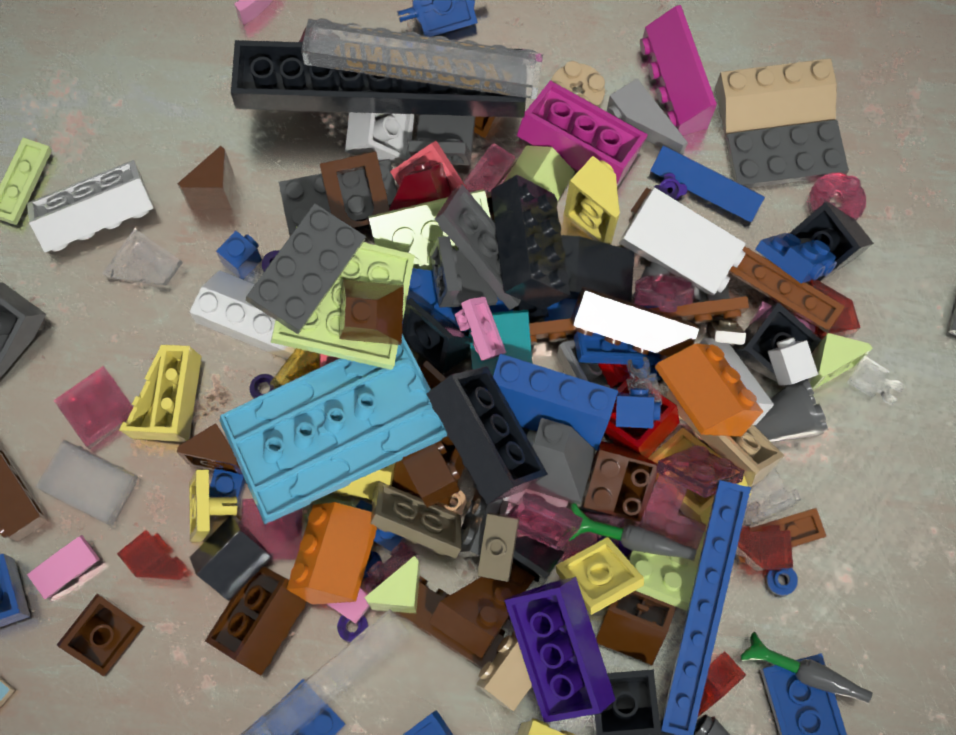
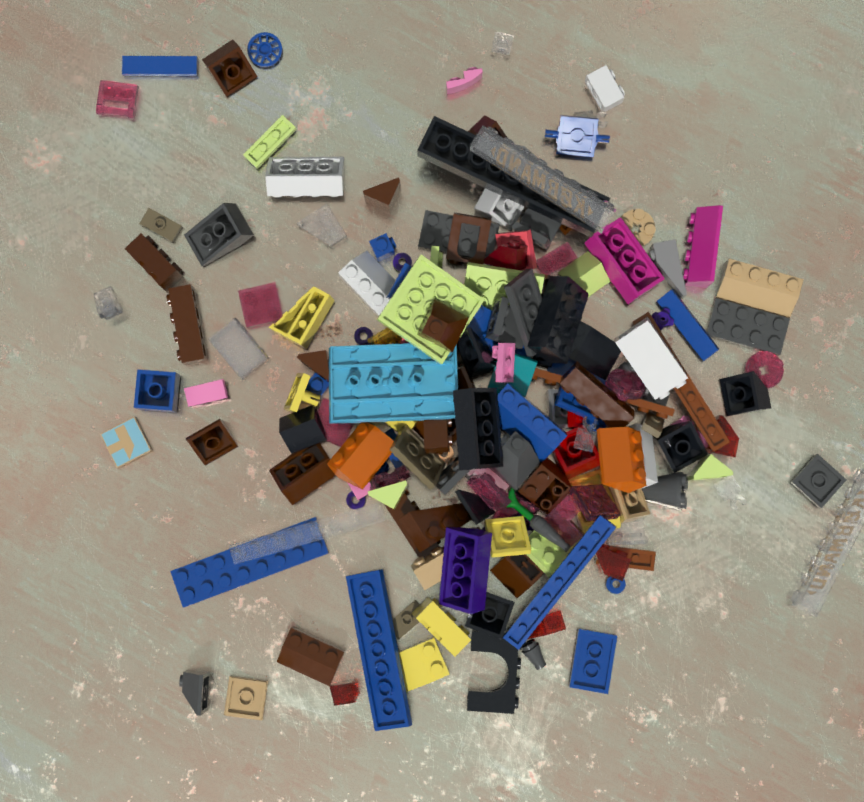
camera: 30 degrees right, 10 degrees up
(150, 560) = (256, 410): clear red slope -> none
(305, 268) = (415, 283): dark grey plate -> none
(498, 546) = (456, 494): dark tan plate -> none
(594, 200) = (610, 309): light yellow slope -> none
(637, 409) = (574, 450): blue brick -> none
(792, 361) = (682, 461): white brick -> none
(800, 261) = (717, 397): blue plate -> none
(807, 671) = (603, 642): dark grey piece -> none

